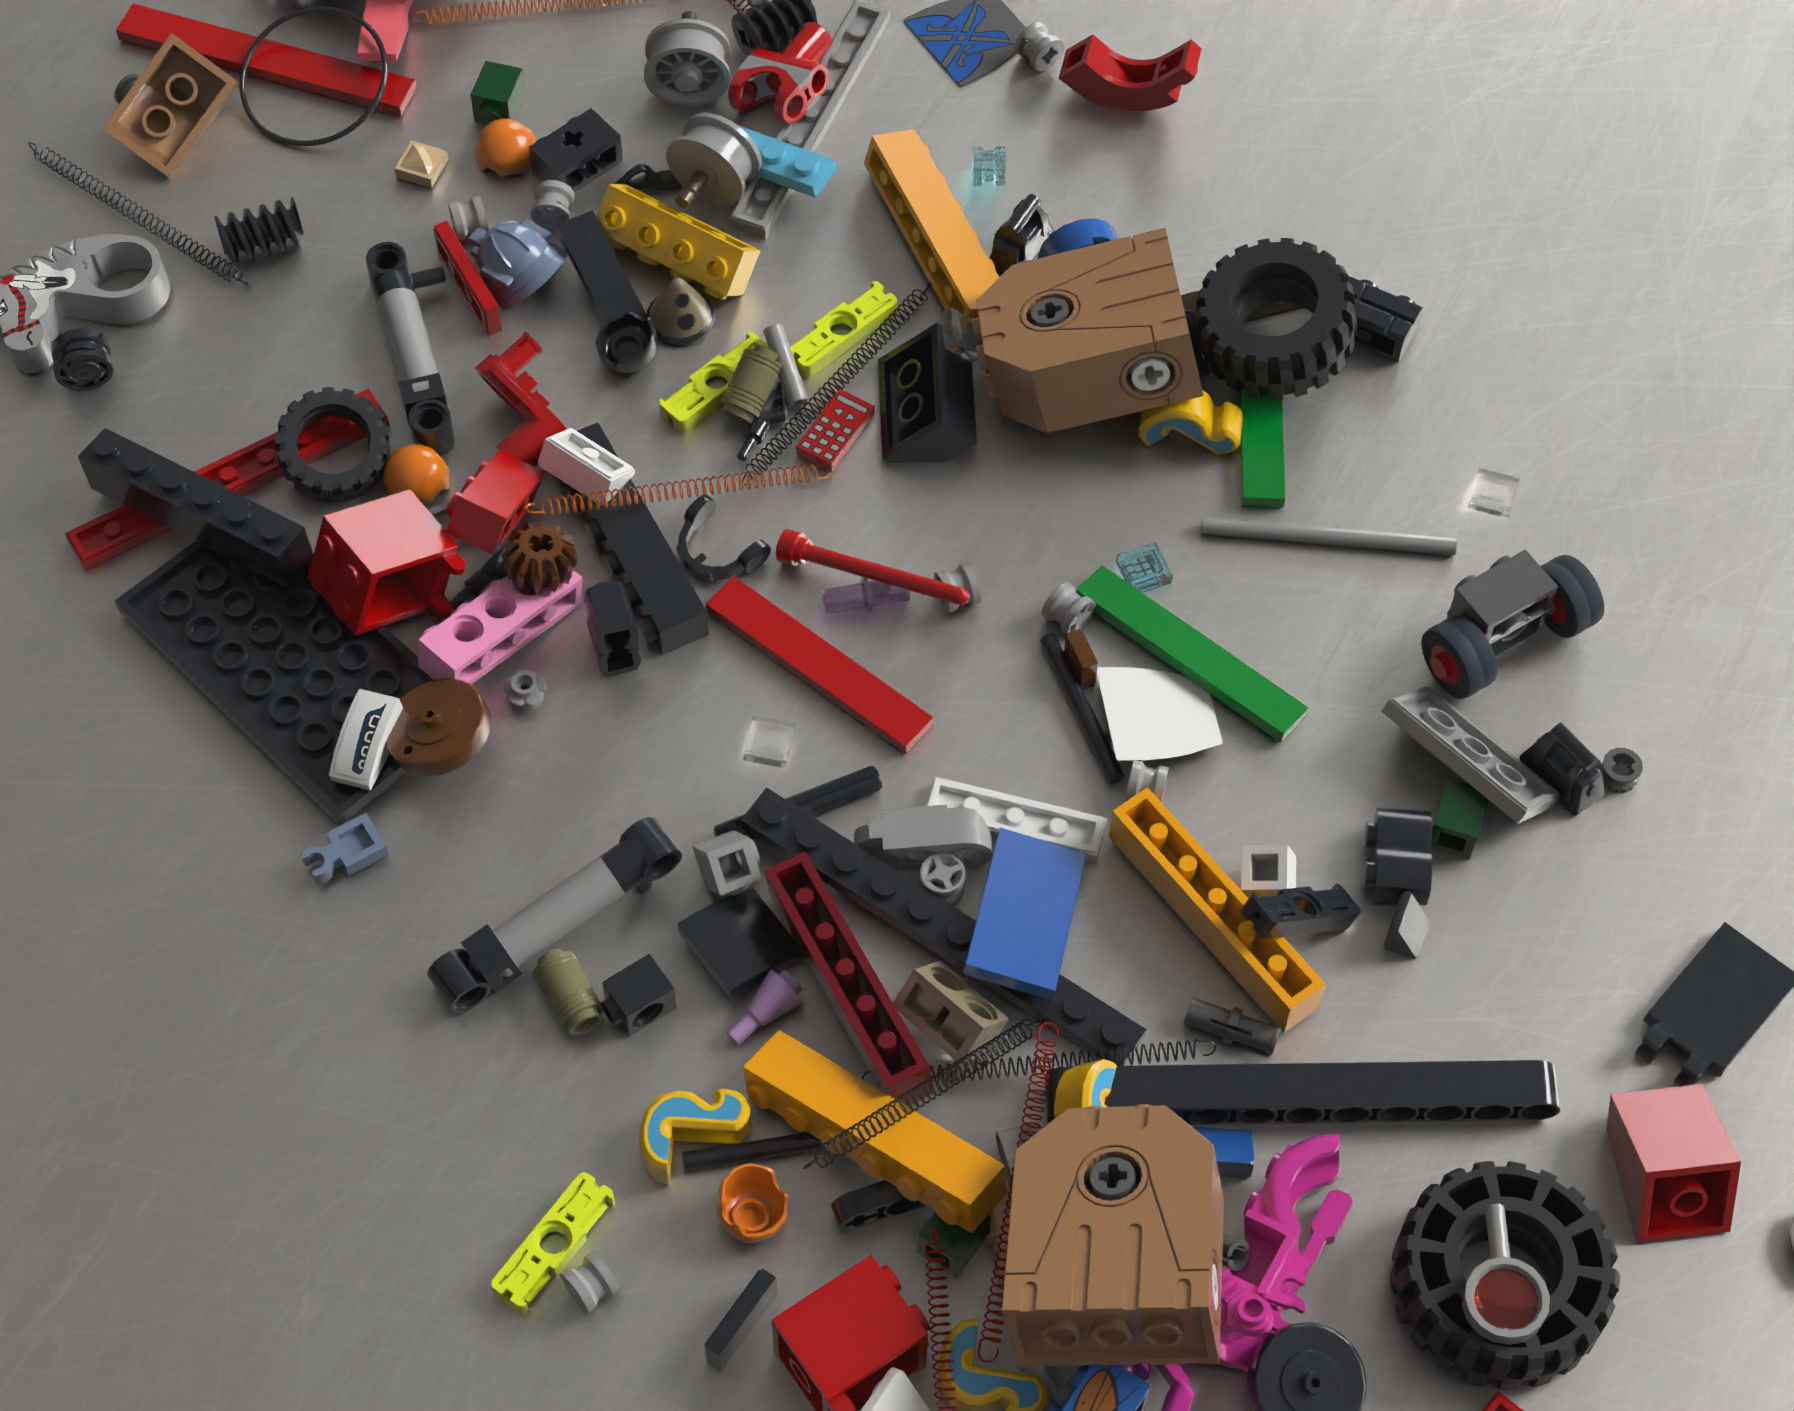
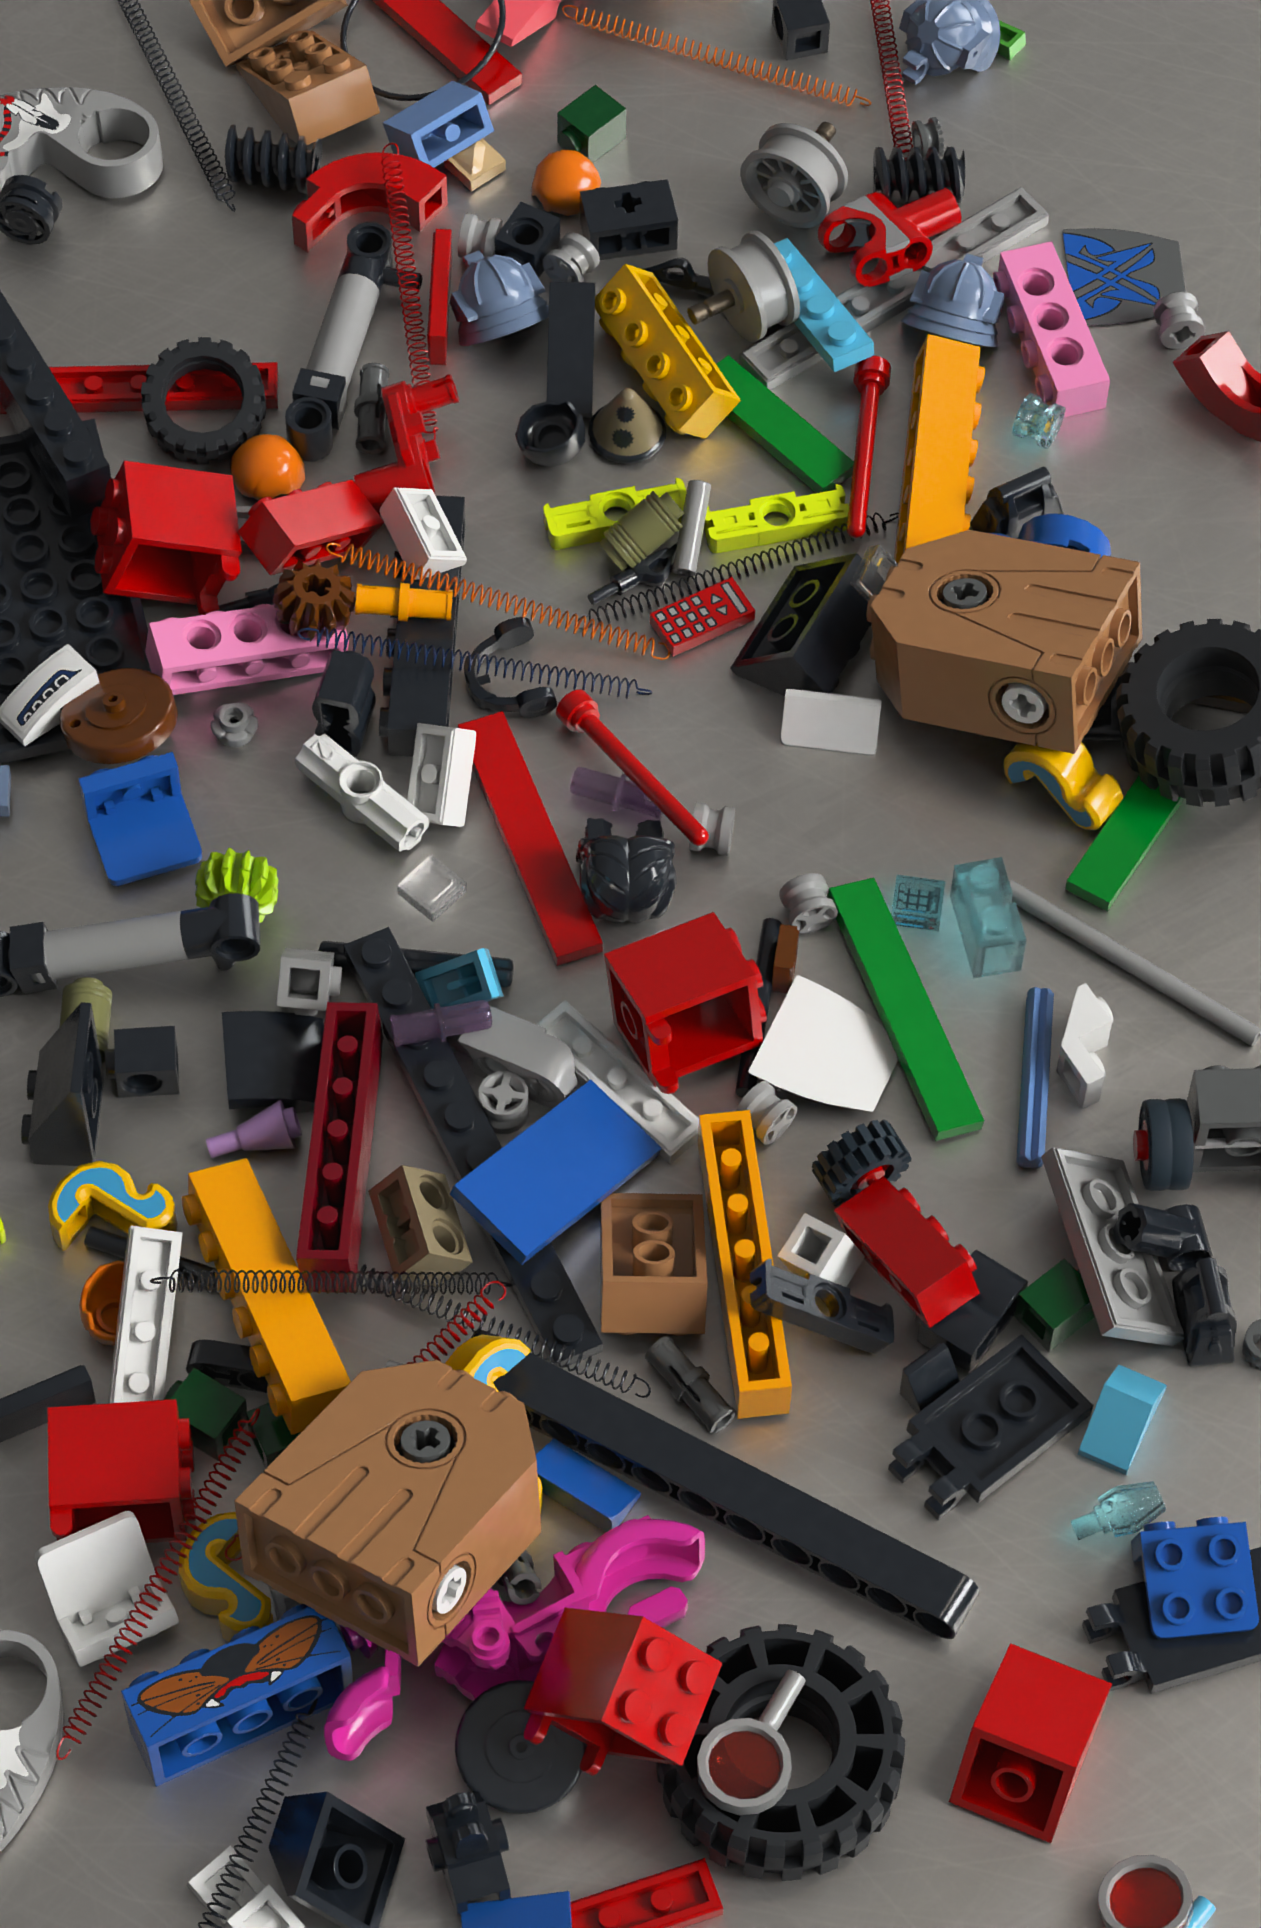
camera: 30 degrees right, 0 degrees up
(251, 161) = (310, 86): none -> medium nougat slope
(354, 214) = (357, 186): none -> red arch
(379, 147) = (440, 124): none -> medium blue brick
(469, 389) = (370, 409): none -> dark grey pin
(472, 326) = (409, 280): none -> red piece
(503, 803) = (139, 819): none -> blue bracket
(507, 199) = (528, 236): none -> black brick
(598, 1053) = (66, 1094): none -> black slope
(612, 524) = (403, 602): none -> light orange pin
(616, 811) = (240, 875): none -> lime gear
(644, 686) = (379, 809): none -> white piece
(690, 543) = (435, 653): none -> dark blue piece
(721, 648) = (442, 773): none -> white slope
(785, 1206) = (144, 1316): none -> white tile
(806, 262) = (785, 432): none -> green tile
(843, 191) = (871, 379): none -> red piece
(853, 800) = (461, 980): none -> medium azure slope
(863, 841) = (440, 1022): none -> clear purple axle
(870, 104) = (957, 302): none -> sand blue helmet
(884, 1241) = (210, 1409): none -> dark green brick
(921, 655) = (626, 876): none -> black hair
(951, 93) = (1051, 329): none -> bright pink brick
(989, 463) = (830, 721): none -> white slope
(1037, 728) = (685, 999): none -> red container
(1144, 946) = (653, 1264): none -> medium nougat slope
(1211, 559) = (987, 917): none -> clear light blue piece
(1249, 786) = (860, 1160): none -> black wheel
(1321, 657) = (1035, 1077): none -> medium blue axle
(1332, 599) = (1085, 1033): none -> white slope
(1335, 833) = (909, 1250): none -> red brick
(1377, 1292) = (620, 1688): none -> red container
(1472, 937) = (990, 1426): none -> black tile
(1502, 723) = (1168, 1233): none -> black piece
(1560, 880) = (1121, 1418): none -> medium azure slope
(1609, 950) = (1121, 1511): none -> clear light blue piece
(1702, 969) = (1197, 1578): none -> blue bracket

